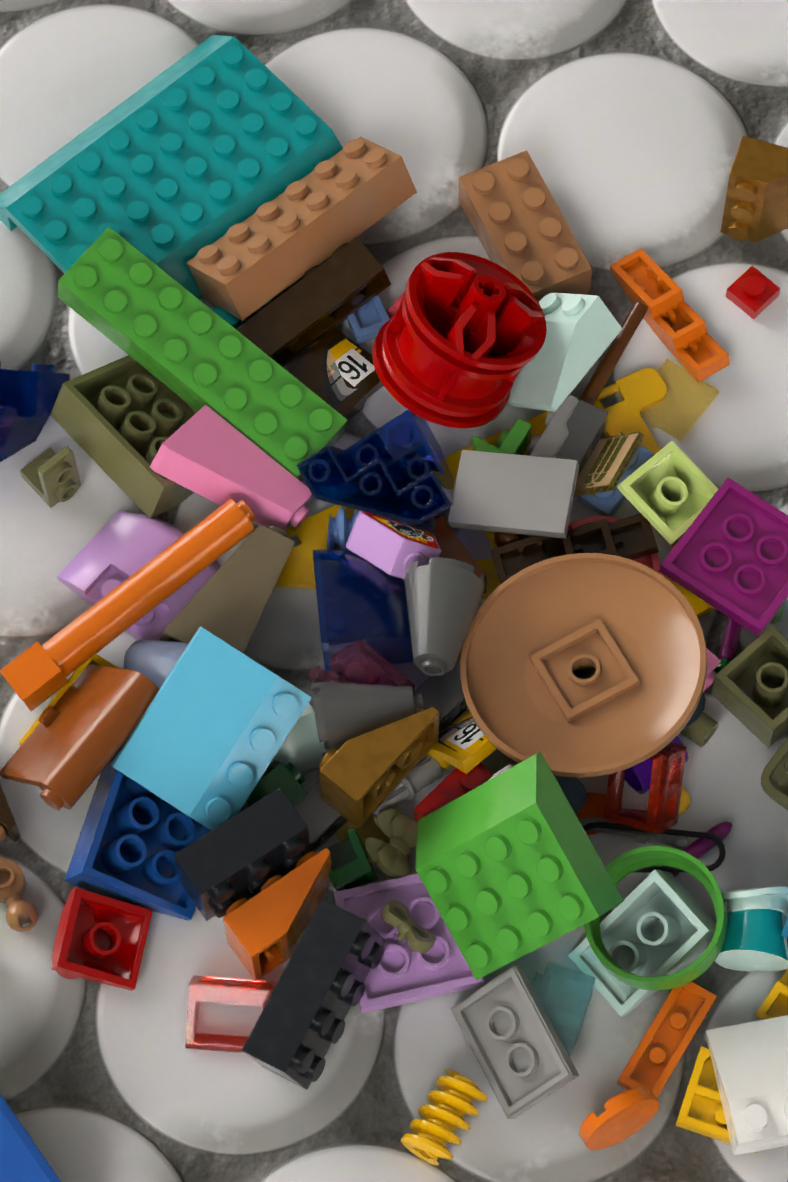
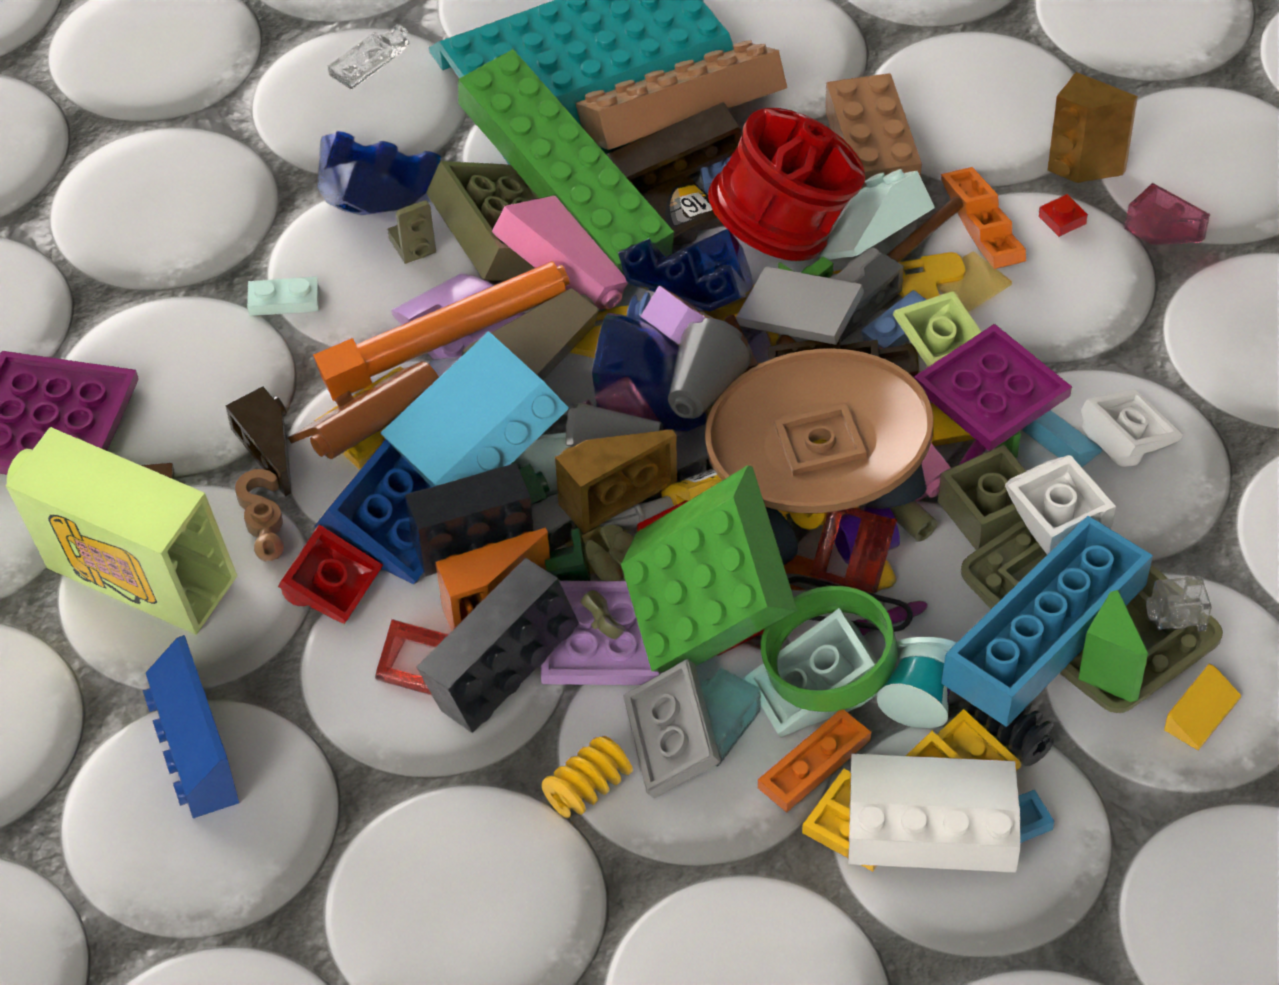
camera: 15 degrees right, 15 degrees down
(607, 463) = (894, 302): piece -> none
(623, 1117) = (747, 806): orange tile -> none

